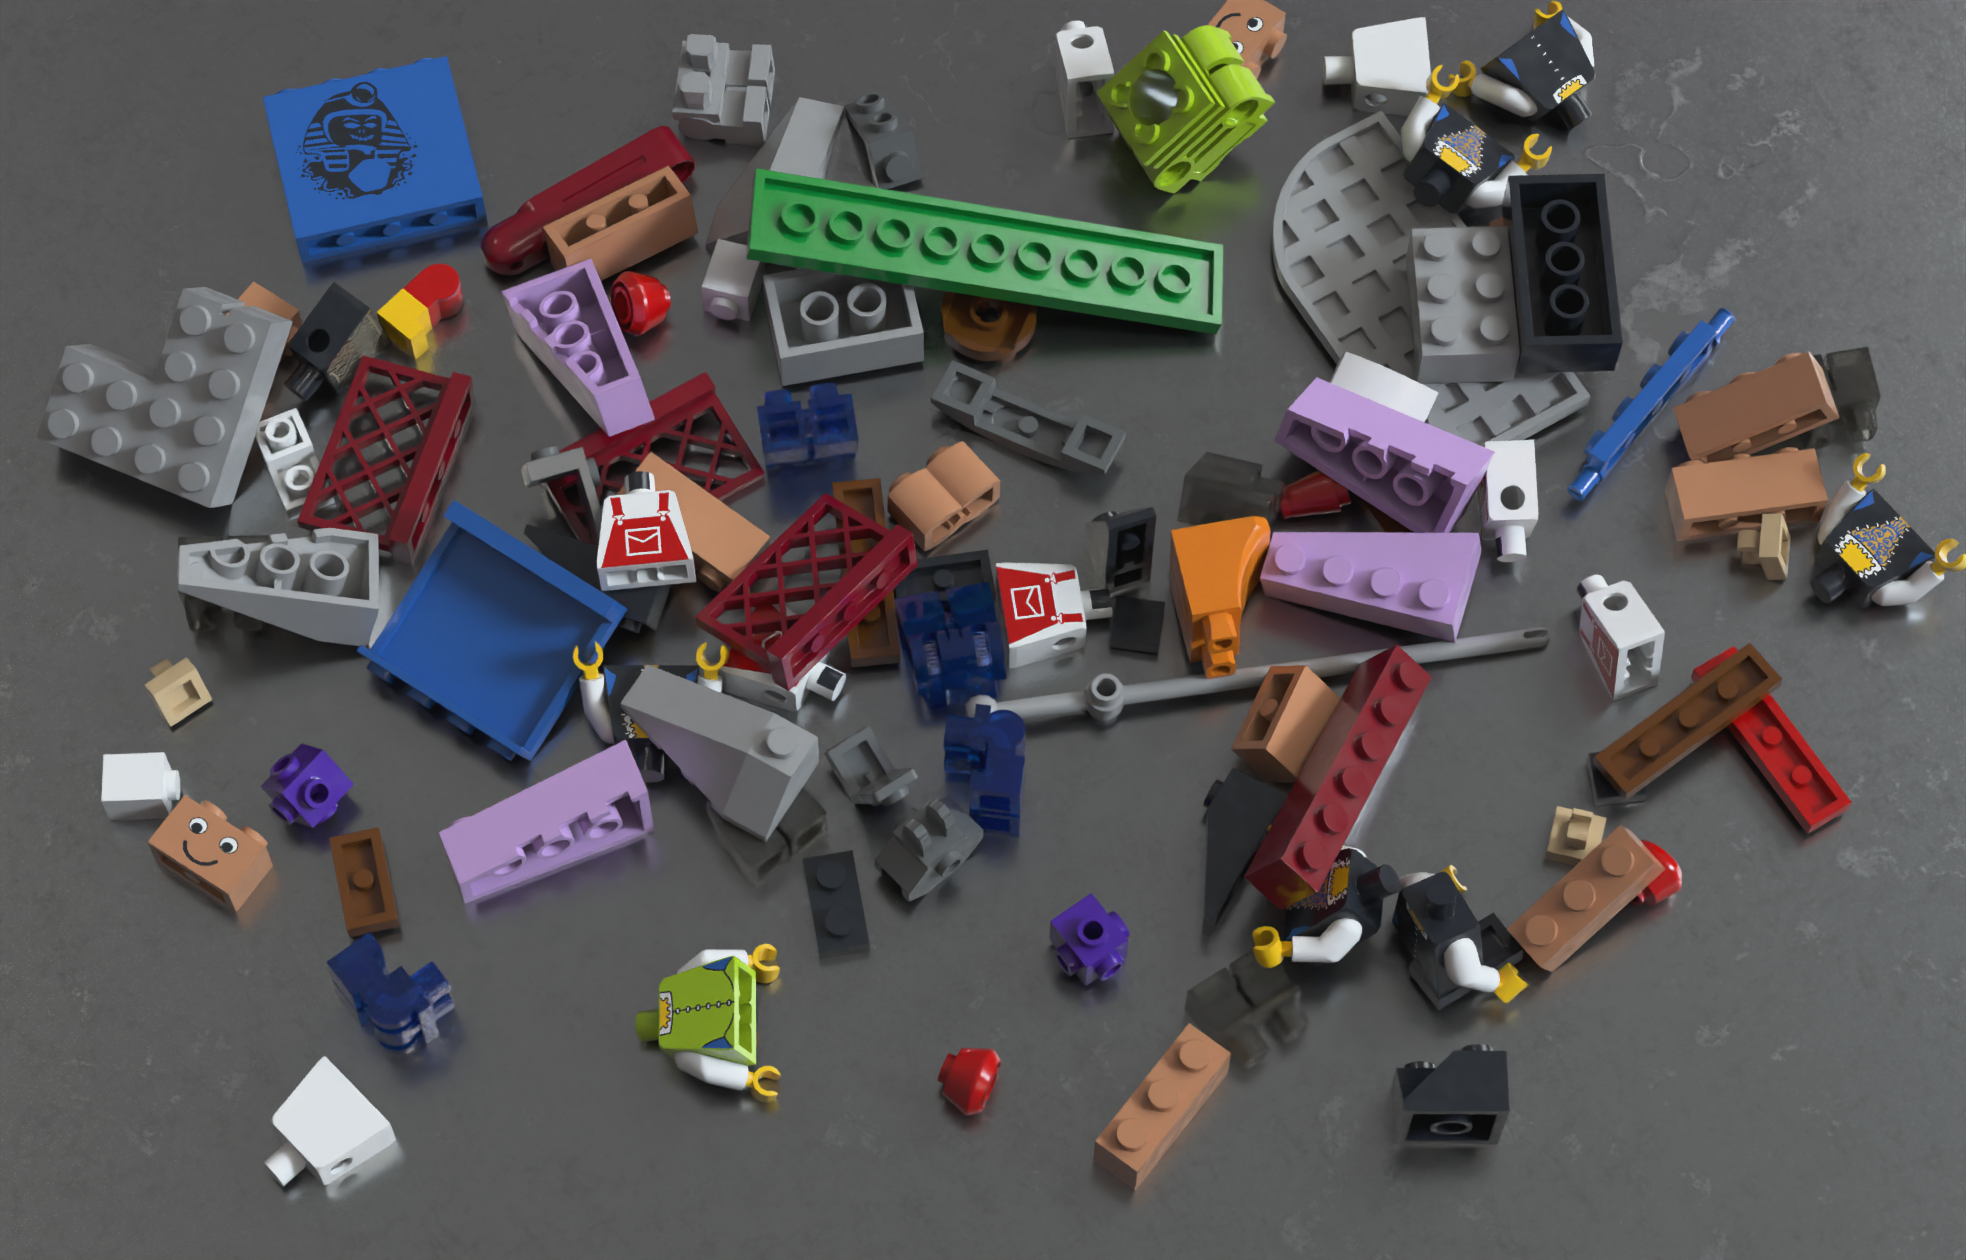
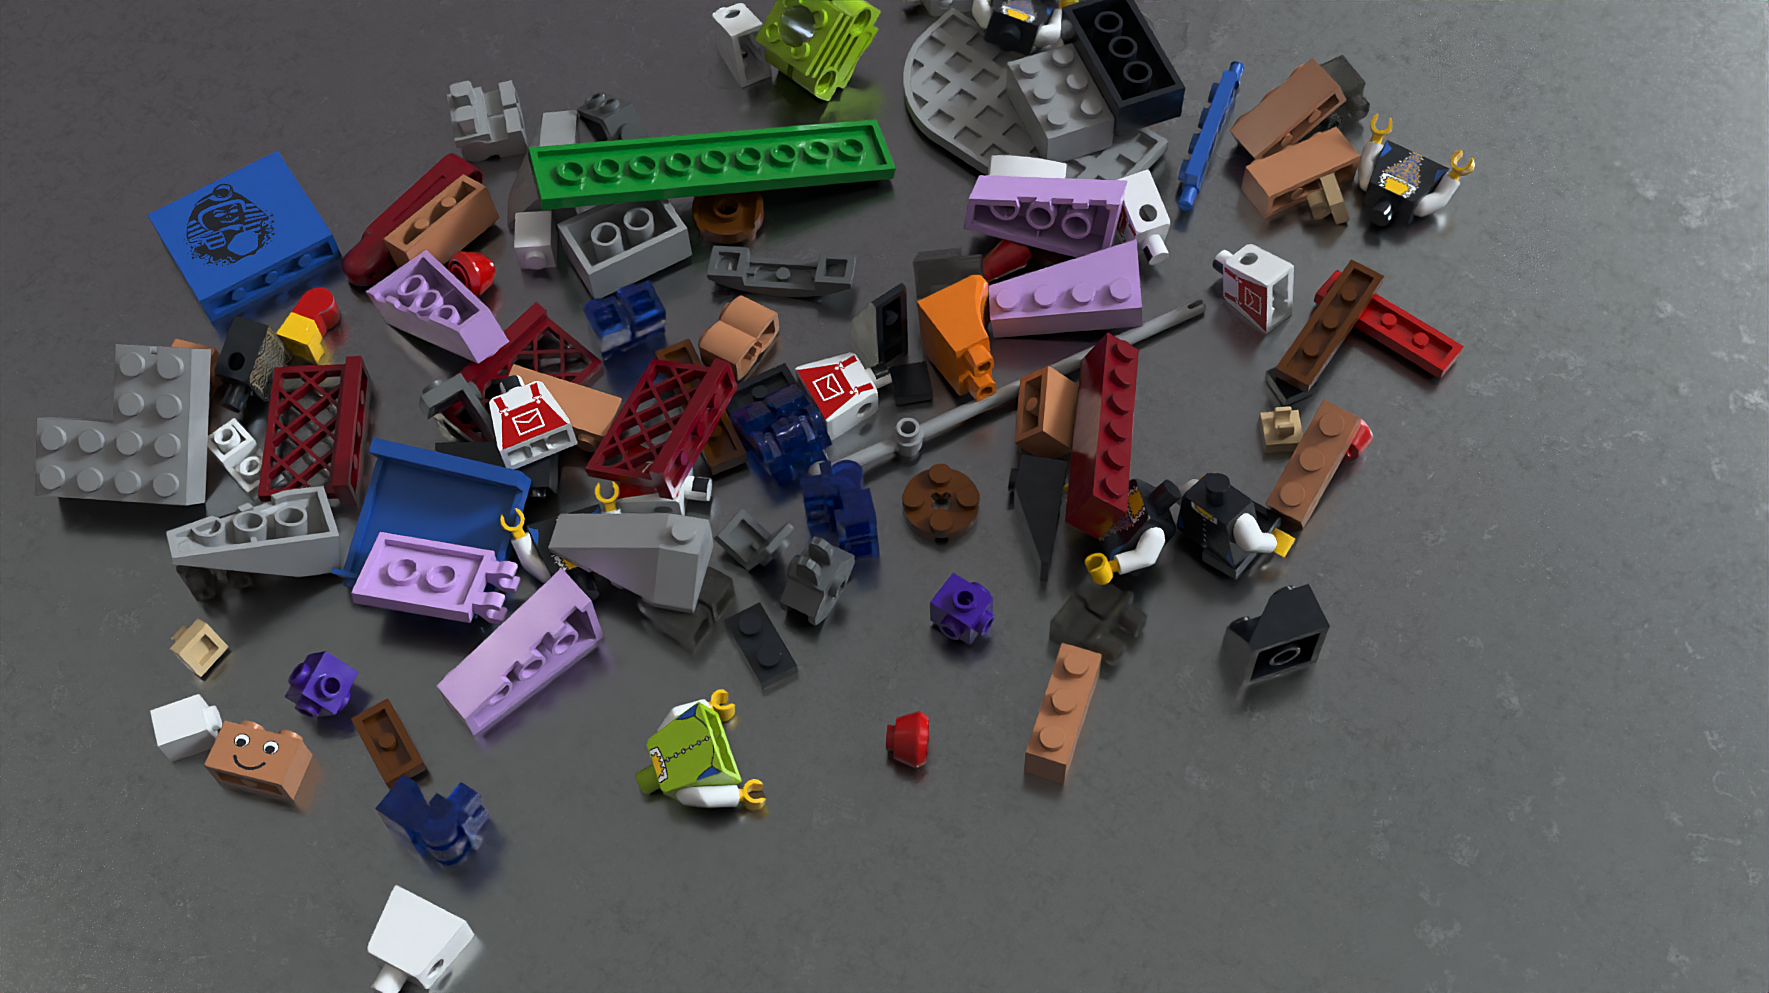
camera: 15 degrees left, 5 degrees down
(474, 699) = (434, 579): none -> lavender tile
(1107, 821) = (940, 483): none -> reddish brown plate

